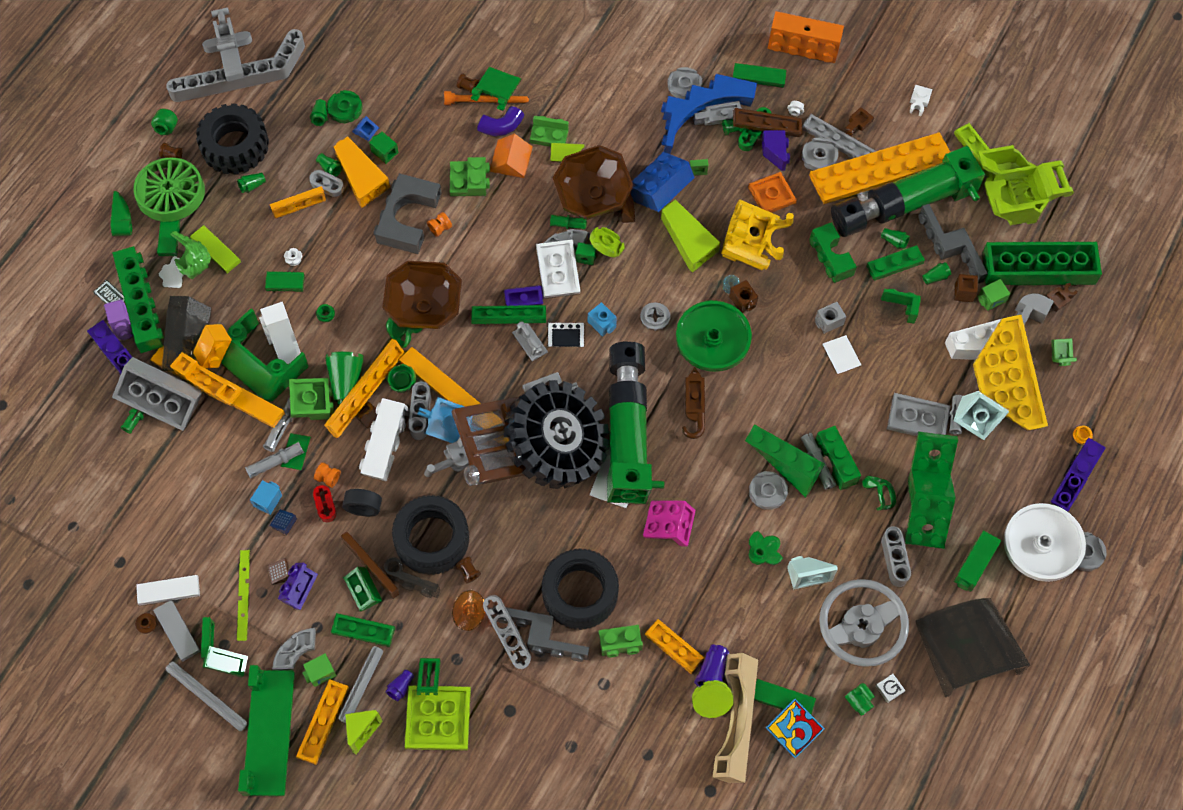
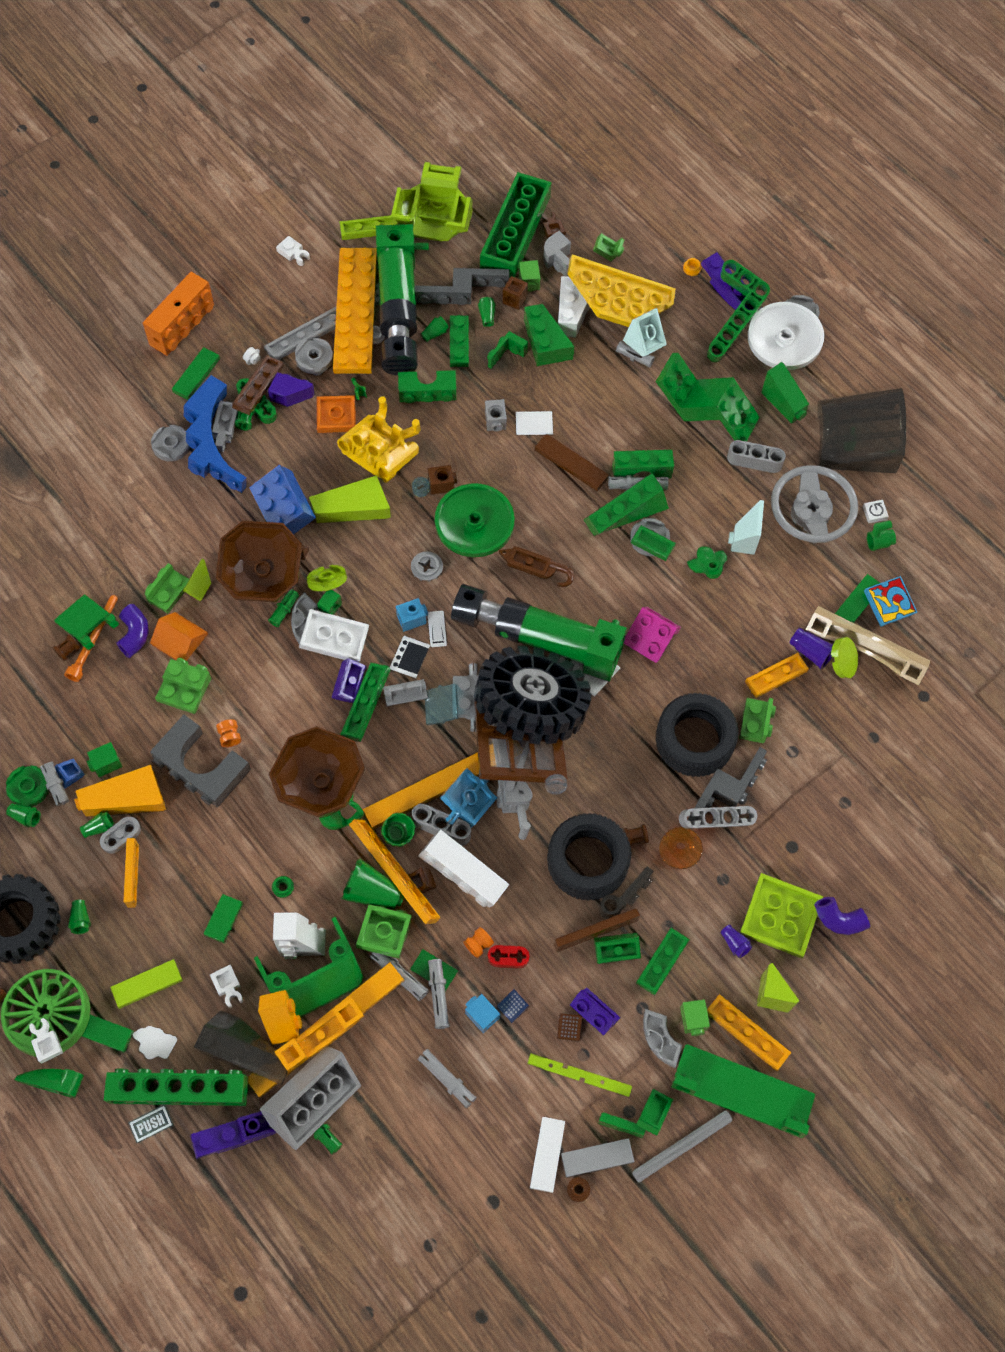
camera: 70 degrees left, 0 degrees up
(119, 319) = (198, 1114): medium lavender brick -> none
(141, 195) = (46, 1043): none -> white plate
(195, 257) = (150, 1008): bright green hair -> none
(207, 489) = (447, 1078): none -> light grey pin
(232, 303) = (226, 983): none -> white plate
(293, 261) = (200, 904): white plate -> none
(351, 122) = (54, 784): none -> light grey pin
(361, 683) = (722, 981): light grey axle -> none
(362, 502) = (527, 914): black tyre -> none
(427, 690) = (735, 917): green tile -> none
(448, 770) = (841, 922): none -> dark purple cylinder
(528, 373) = (441, 704): none -> clear light blue piece
(600, 346) = (437, 629): none -> white sticker
(699, 167) = (279, 459): bright green tile -> none
(759, 493) = (653, 543): none -> green tile
(802, 202) = (359, 390): none -> green hand
(814, 398) = (571, 462): none -> reddish brown tile
(858, 120) = (293, 308): reddish brown plate -> none
(874, 482) = (680, 442): green piece -> none
(915, 414) = (624, 386): light grey tile -> none
(931, 330) = (546, 337): none -> green wedge
(1046, 488) = (741, 312): none -> green beam

